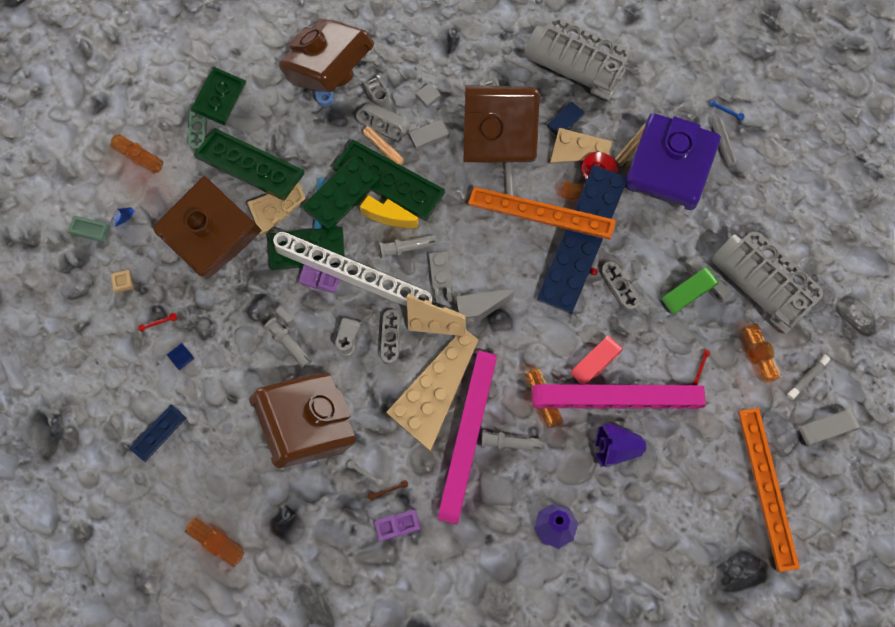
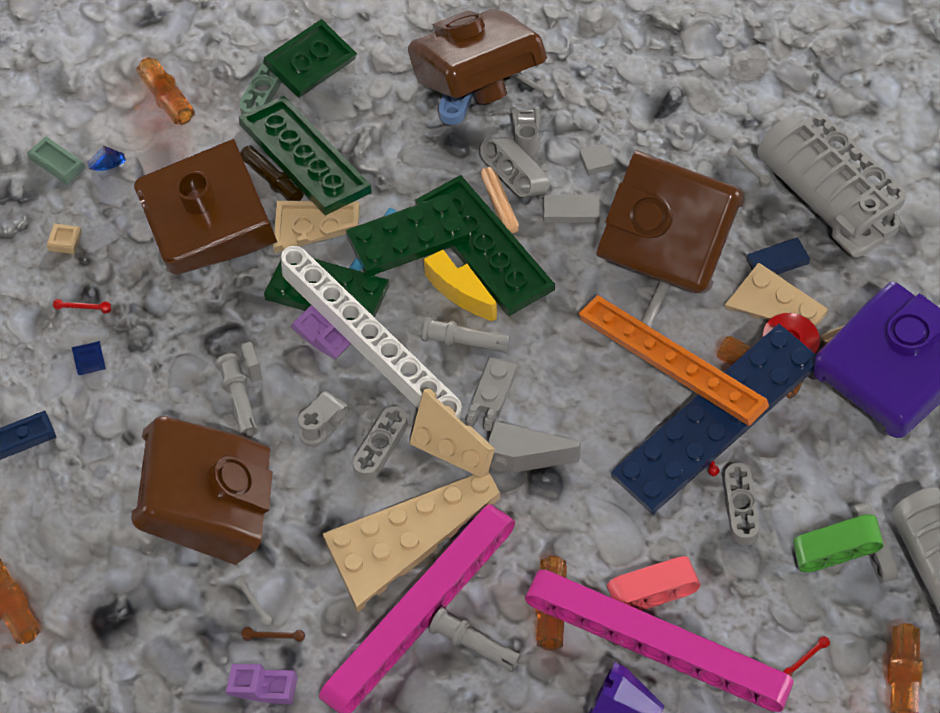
camera: 25 degrees right, 15 degrees down
(239, 187) = (278, 180): none -> dark brown pin

